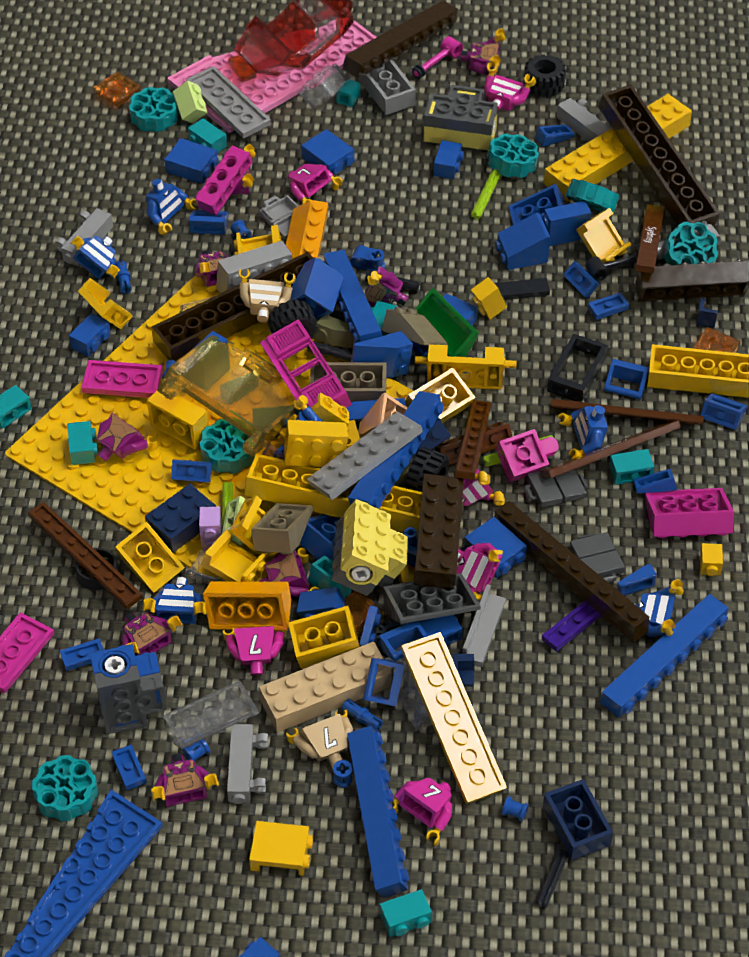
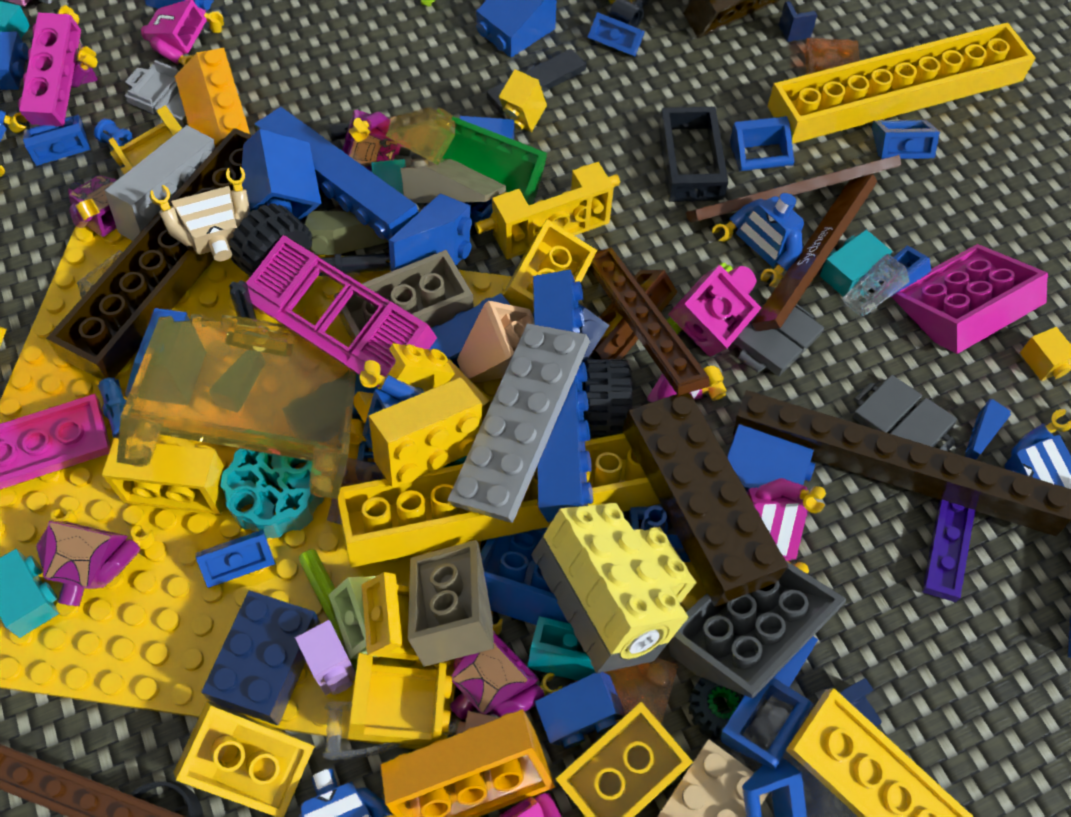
camera: 30 degrees left, 10 degrees up
(258, 344) = (241, 300): none -> black axle
(366, 258) = (317, 108): blue piece -> none
(373, 619) = (685, 727): blue plate -> none
(410, 293) = (423, 132): none -> clear yellow slope
(484, 626) = (840, 632): light grey panel -> none
(608, 306) = (671, 56): blue plate -> none
(633, 482) = (880, 271): none -> clear slope

